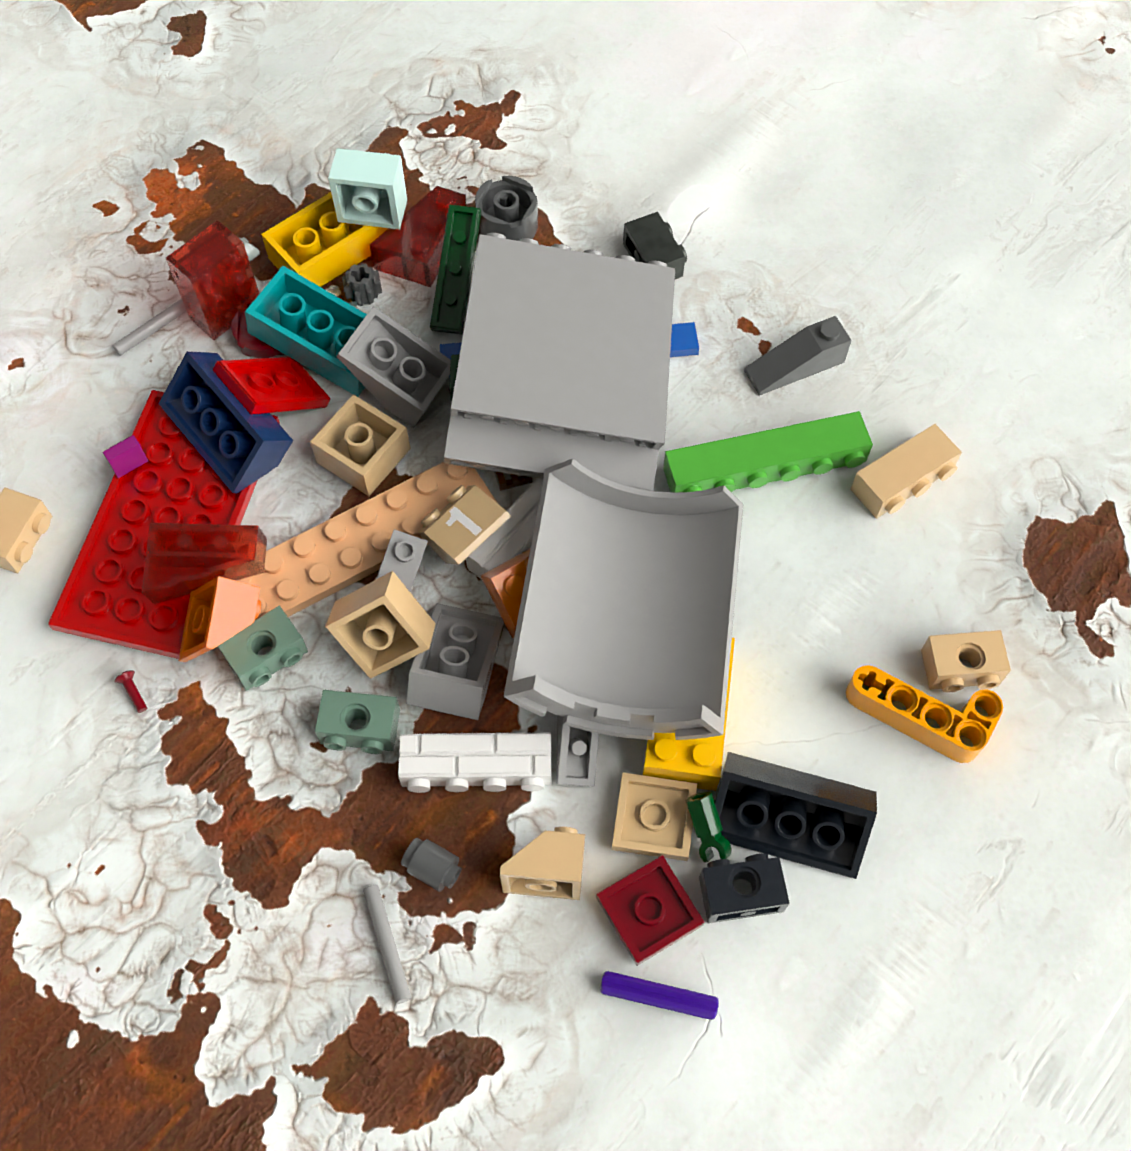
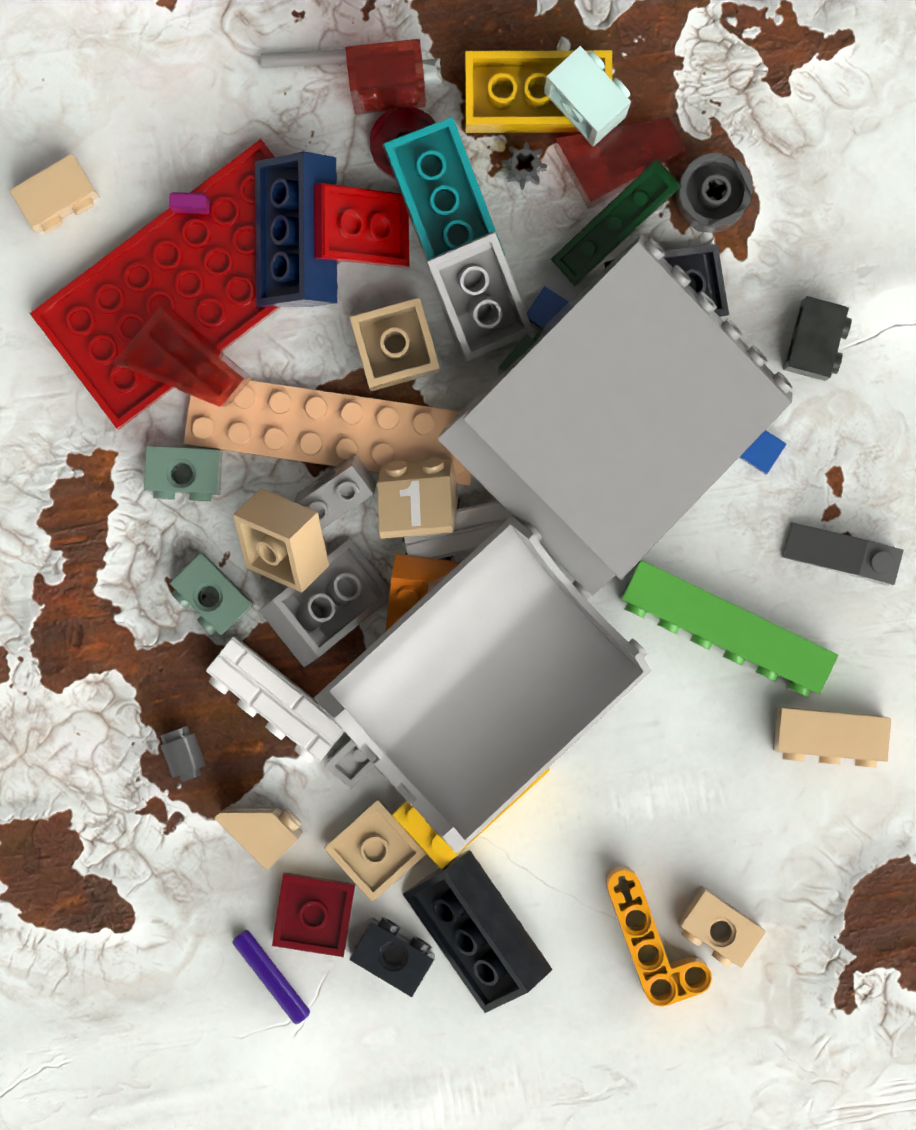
camera: 35 degrees right, 25 degrees up
(126, 680) = (59, 423): dark red piece -> none
(216, 614) = (158, 428): slope -> none
(387, 944) = (108, 783): light grey bar -> none
(707, 826) = (405, 892): dark green bar -> none

